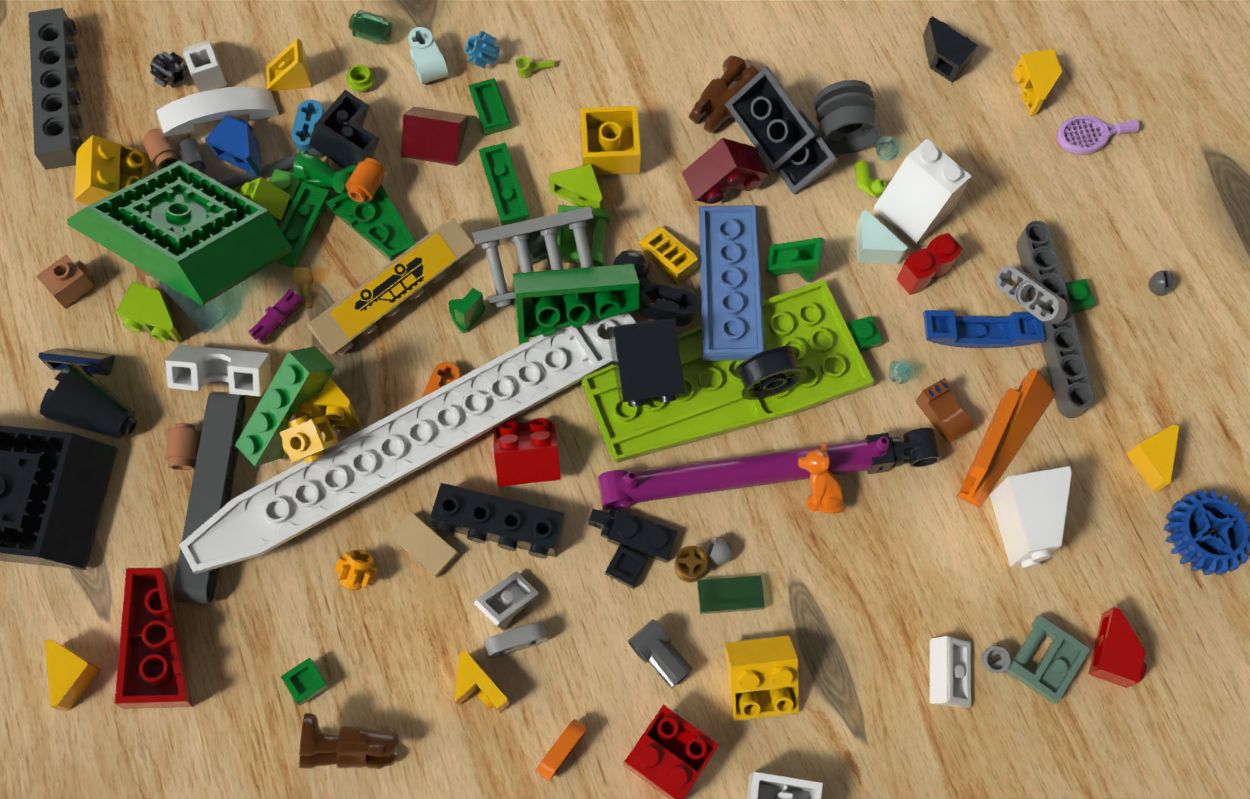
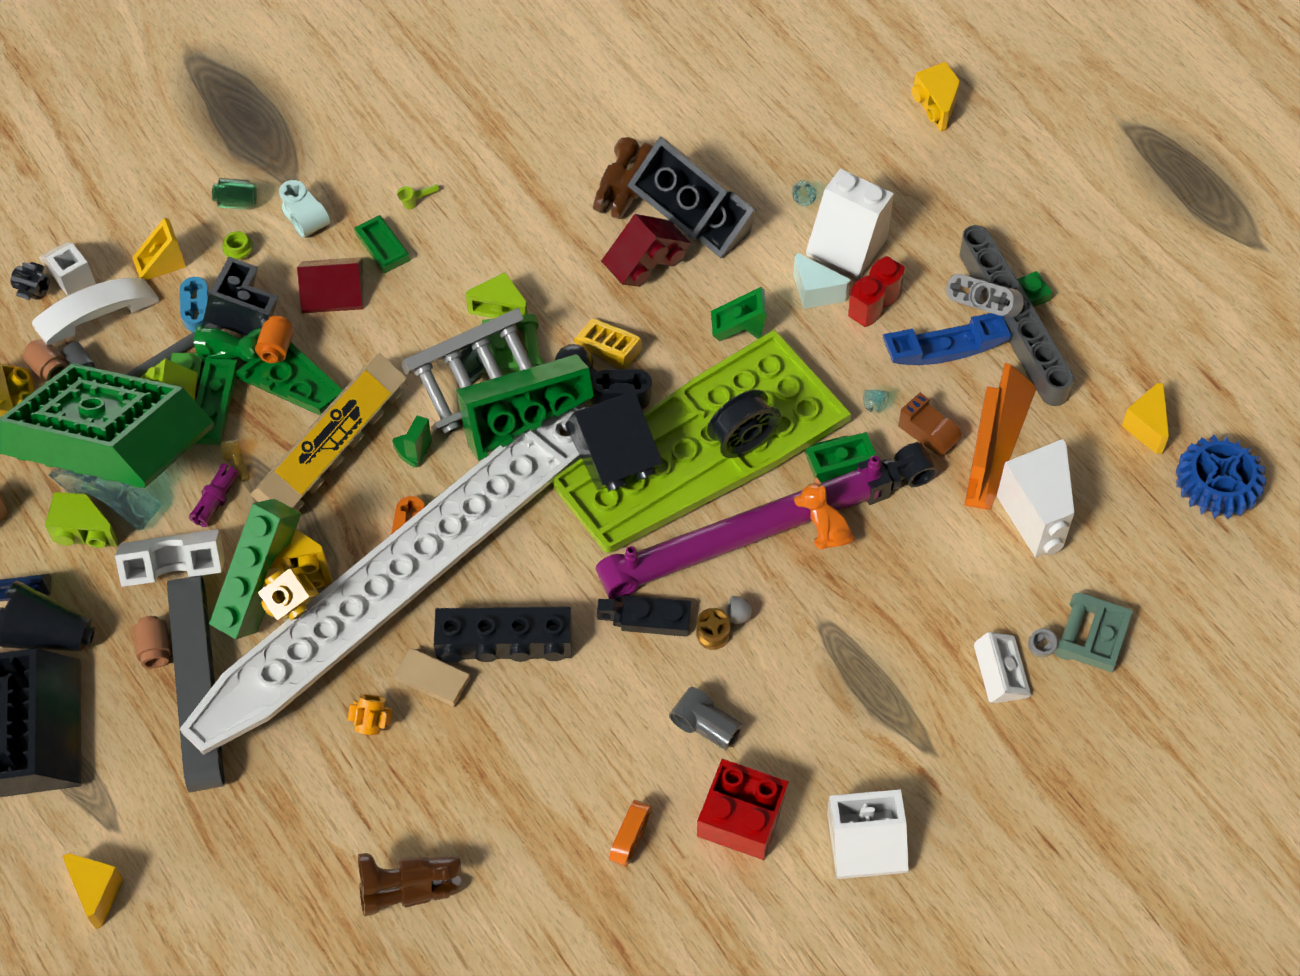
camera: 10 degrees left, 10 degrees down
(150, 650) = (179, 847): red wedge -> none
(236, 144) = (124, 338): blue slope -> none
(304, 681) = (345, 834): green plate -> none
(472, 677) = (524, 787): yellow slope -> none
(482, 49) = (359, 189): dark azure gear -> none
(503, 184) = (417, 312): green plate -> none
(506, 599) = (532, 706): white slope -> none
(516, 640) = (554, 741): light grey beam -> none
(526, 452) = (515, 562): red slope -> none
(610, 139) = (519, 245): yellow brick -> none
(626, 566) = (647, 648): black tile -> none
(730, 283) = (678, 353): medium blue tile -> none
(730, 594) = (761, 649): clear green tile -> none
(762, 677) = (814, 716): yellow slope -> none
(847, 116) = (755, 169): dark grey wheel -> none
(852, 420) = (838, 455): none -> green slope
(865, 333) = (830, 372): green plate -> none
(867, 184) = (791, 231): lime arm -> none
(947, 49) = (839, 86): black slope -> none
(1105, 129) = (1019, 128): lavender piece -> none
(1117, 651) = (1161, 607): red slope -> none
(1158, 282) = (1109, 260): dark grey hinge -> none

